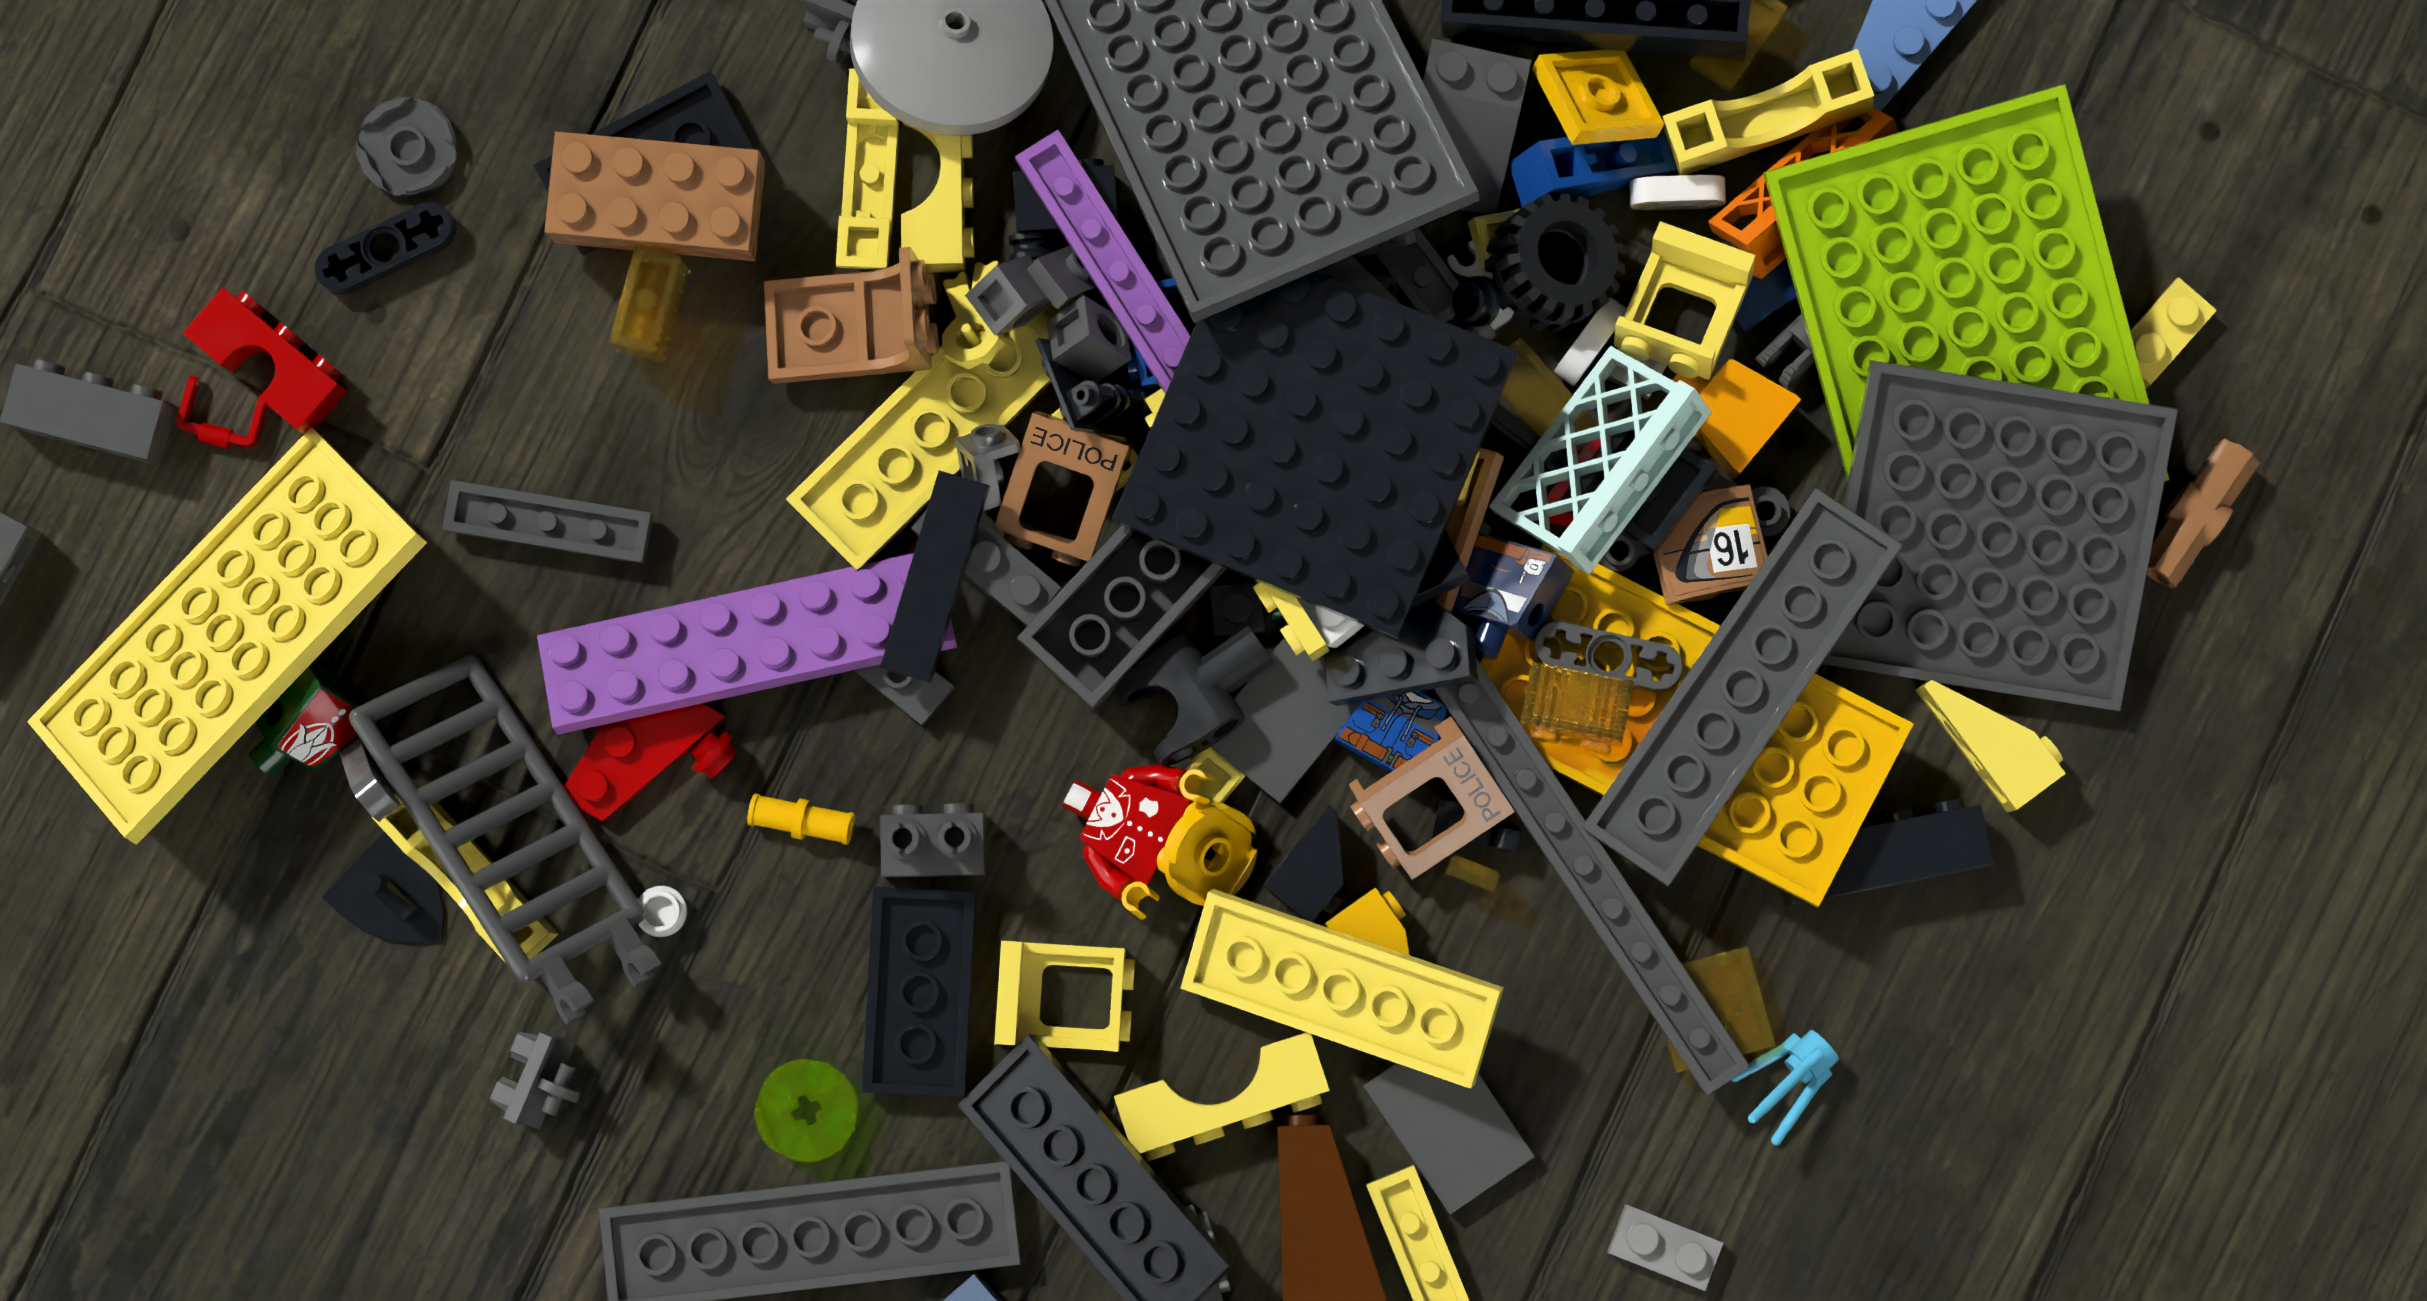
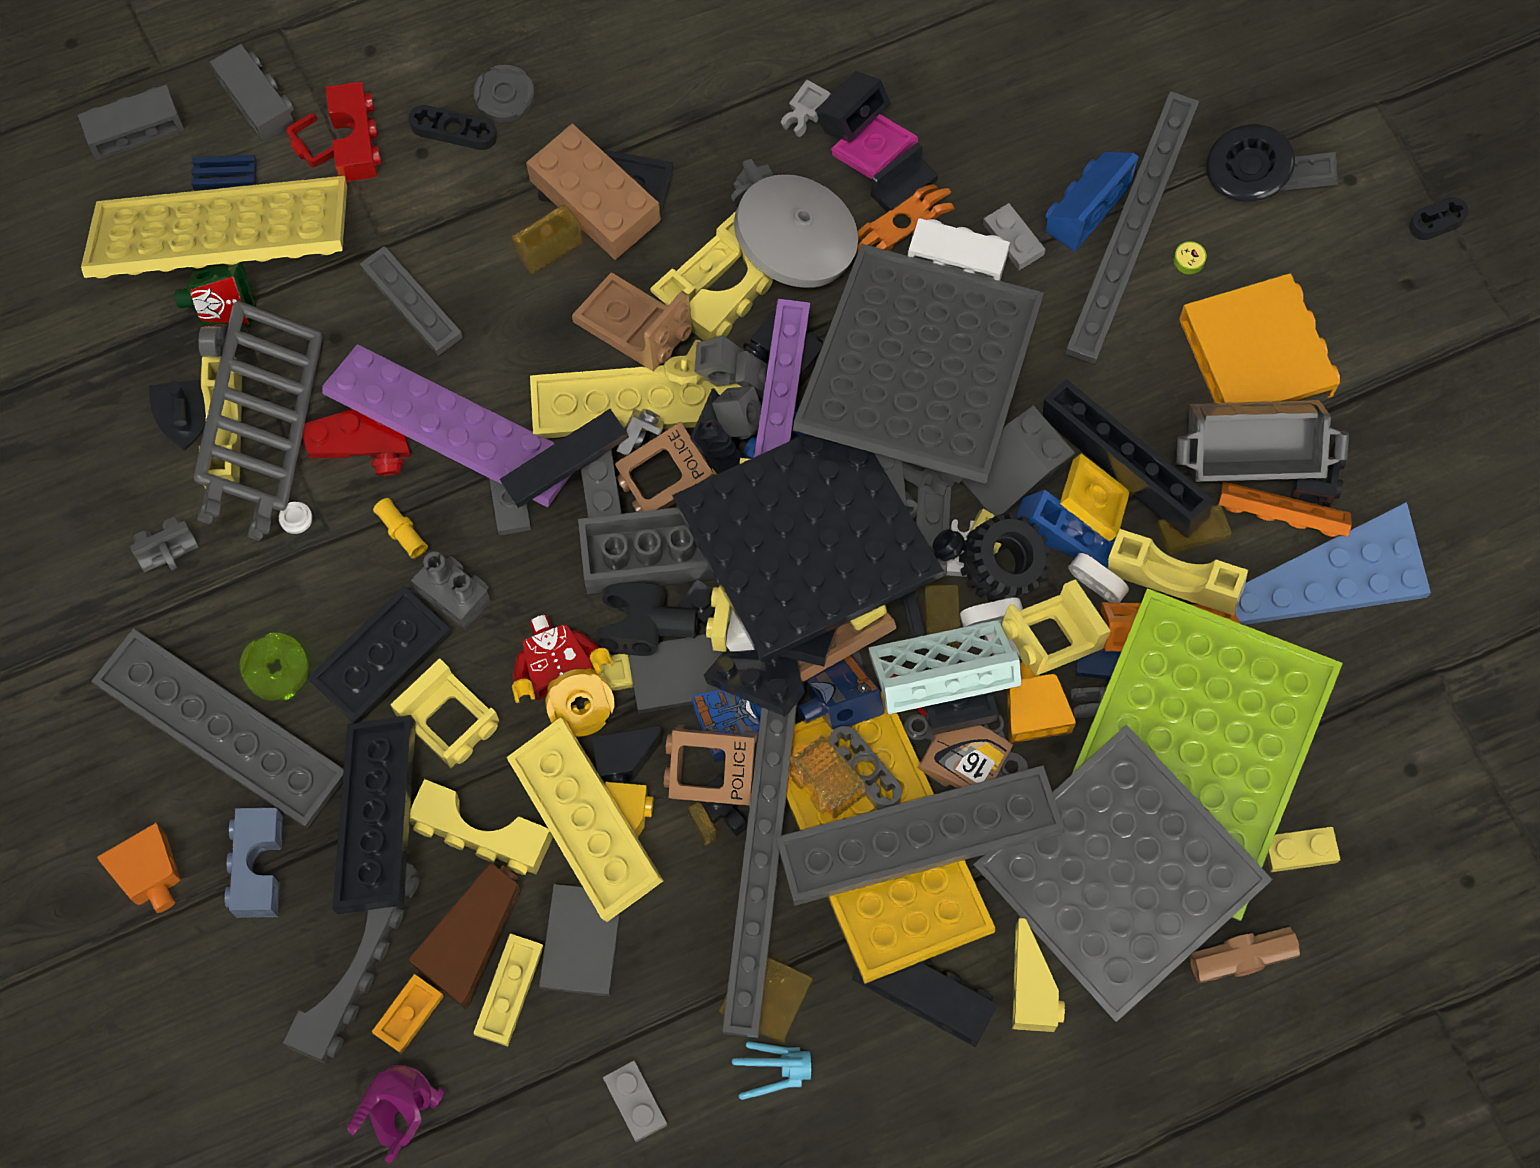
camera: 40 degrees right, 15 degrees down
(136, 534) = (223, 167): none -> dark blue tile

